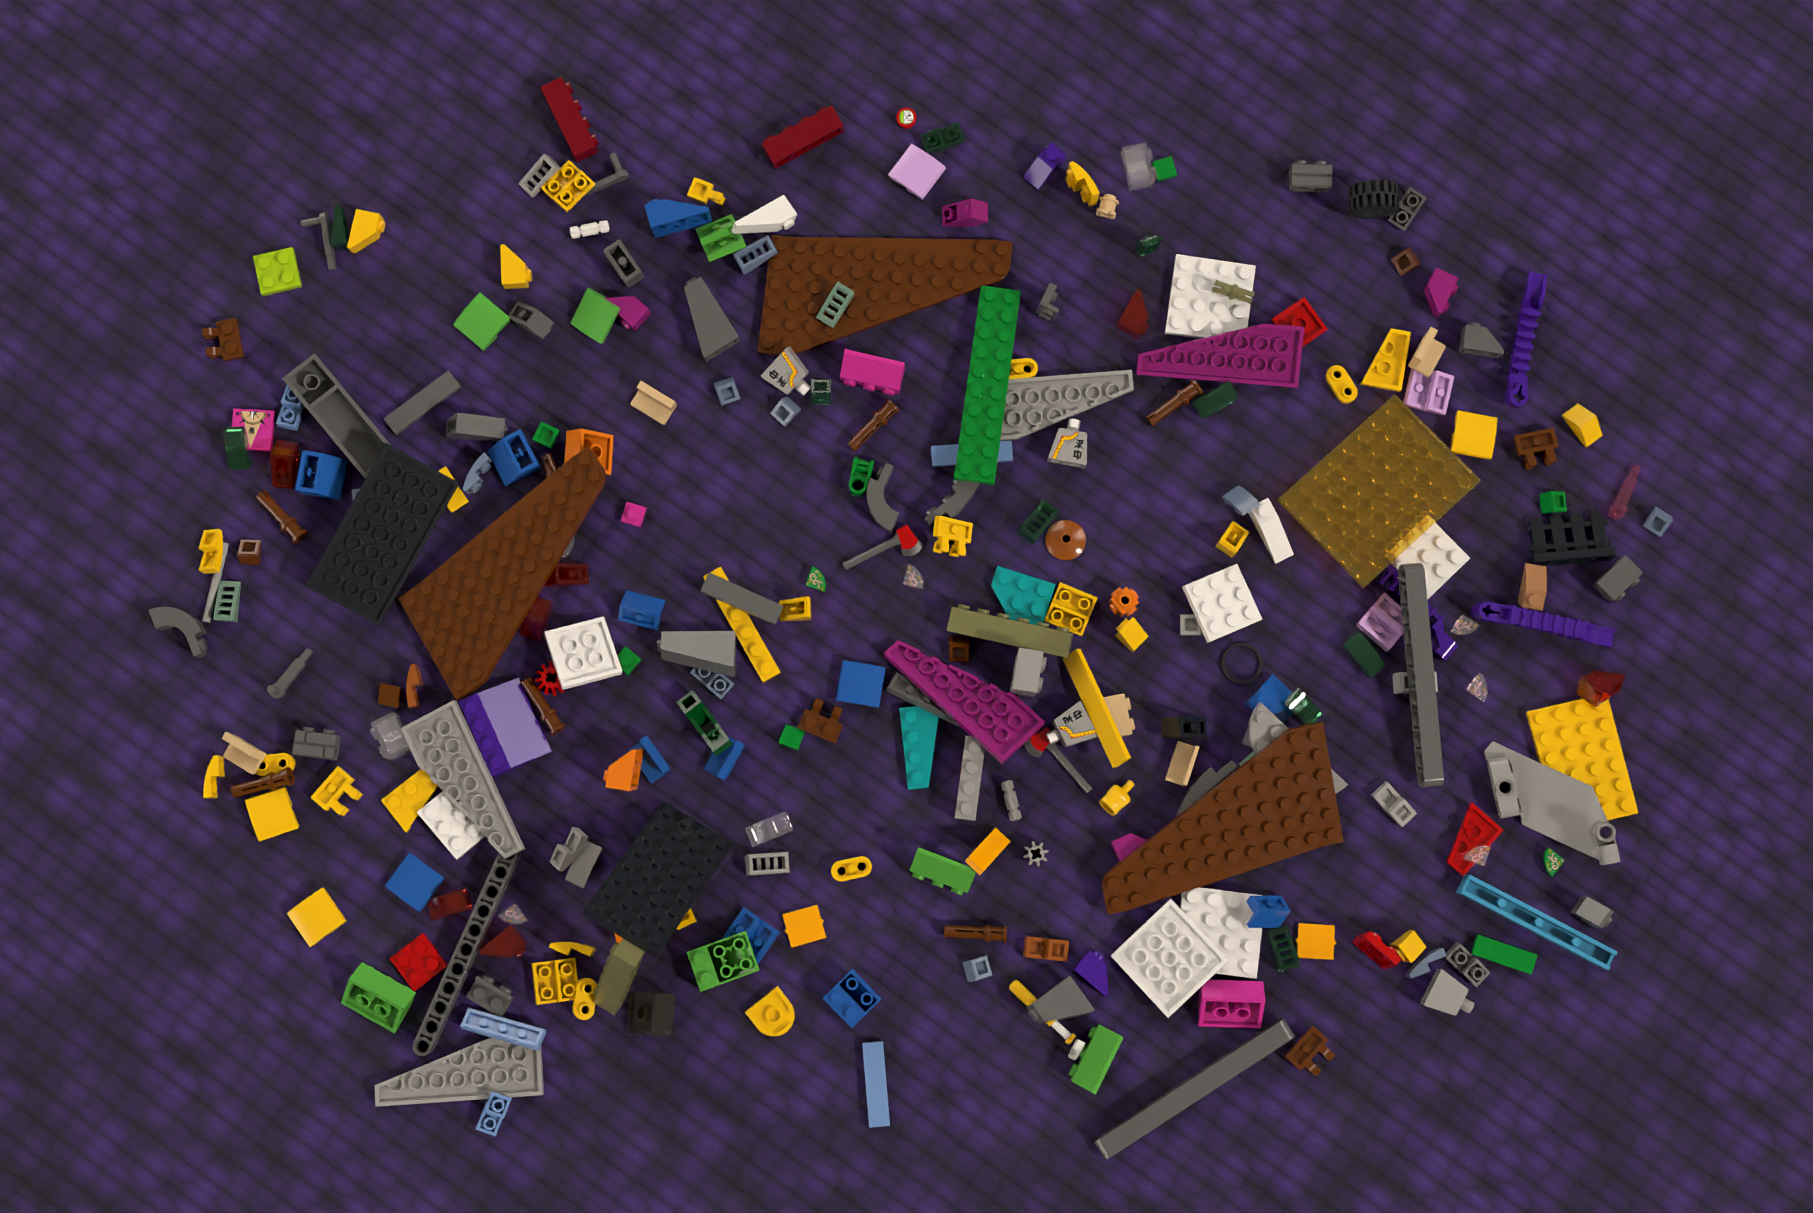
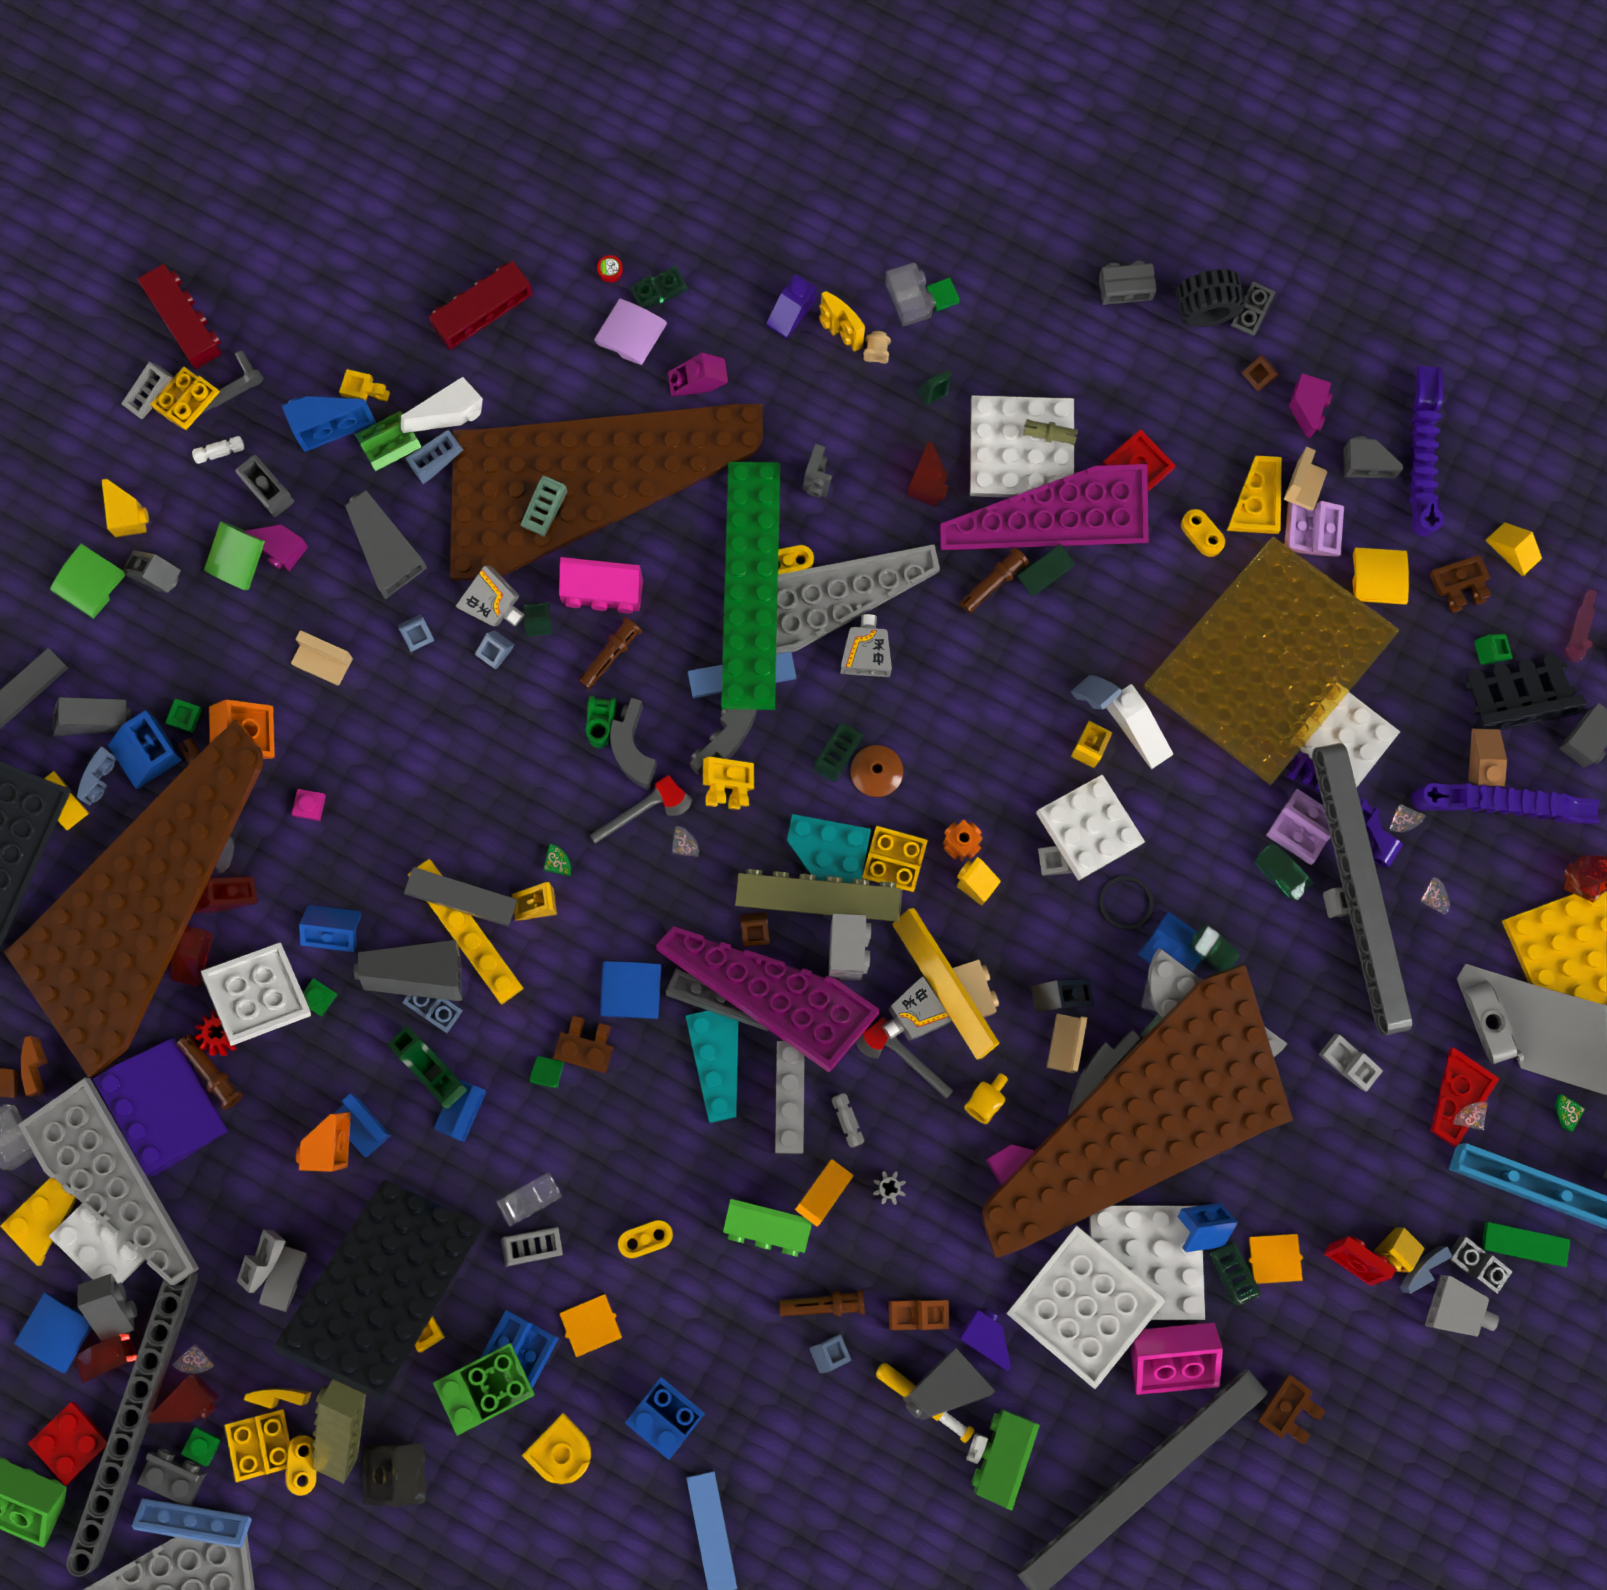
camera: 10 degrees left, 5 degrees down
(455, 868) = (106, 1307): none -> dark grey brick
(513, 976) = (201, 1446): none -> green plate

